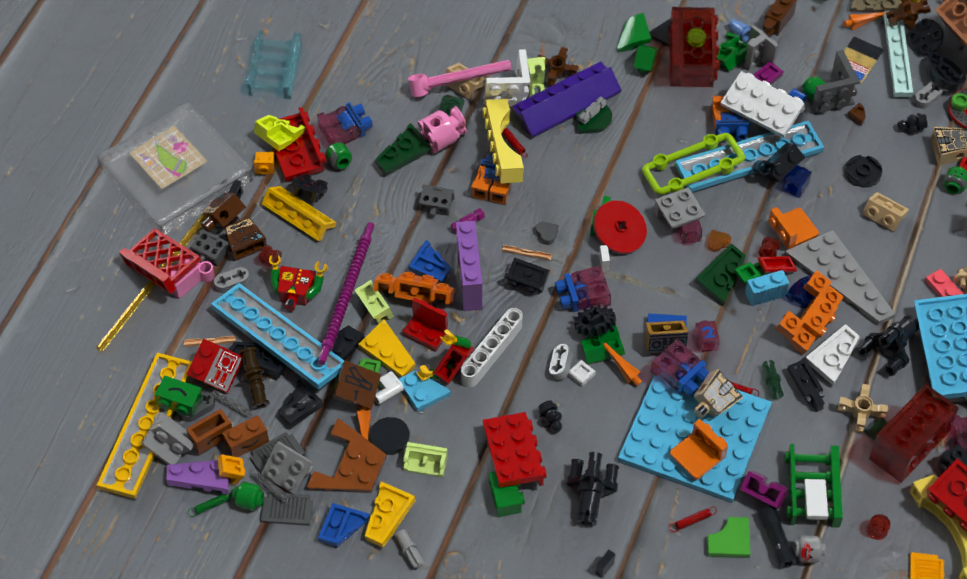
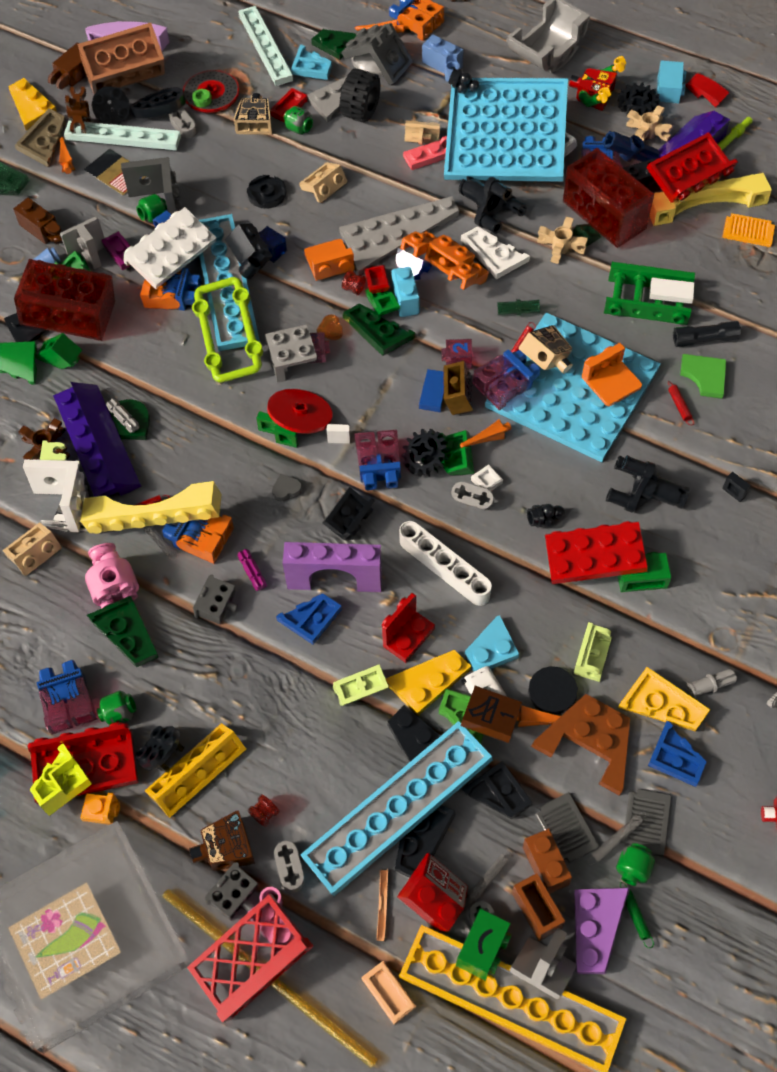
camera: 80 degrees left, 5 degrees up
(147, 351) = (388, 992): none -> light nougat tile
(222, 211) = (179, 866): reddish brown torso -> none
(231, 467) = (597, 881): light orange bracket -> none
(236, 188) = (146, 850): black tile -> none
(254, 377) = (460, 841): dark brown piece -> none
(287, 468) = (598, 810): light grey bracket -> none
(296, 285) = (316, 780): torso -> none
(345, 294) = (432, 739): magenta hose -> none
(411, 286) = (351, 632): orange bracket -> none
(421, 84) = (28, 594): bright pink piece -> none
(449, 102) = (72, 565): clear green bracket -> none
(452, 361) = (466, 602): torso -> none
(535, 254) = (309, 515): light nougat piece -> none
(696, 37) = (67, 282): clear neon green tile -> none
(772, 493) = (657, 332): magenta brick -> none
(807, 383) = (527, 279): black hinge -> none
(809, 549) = (724, 307): light grey head -> none
(857, 114) = (191, 184): reddish brown tile -> none
(881, 522) = (697, 252): clear red wheel -> none
(913, 123) = (218, 138): black piece -> none

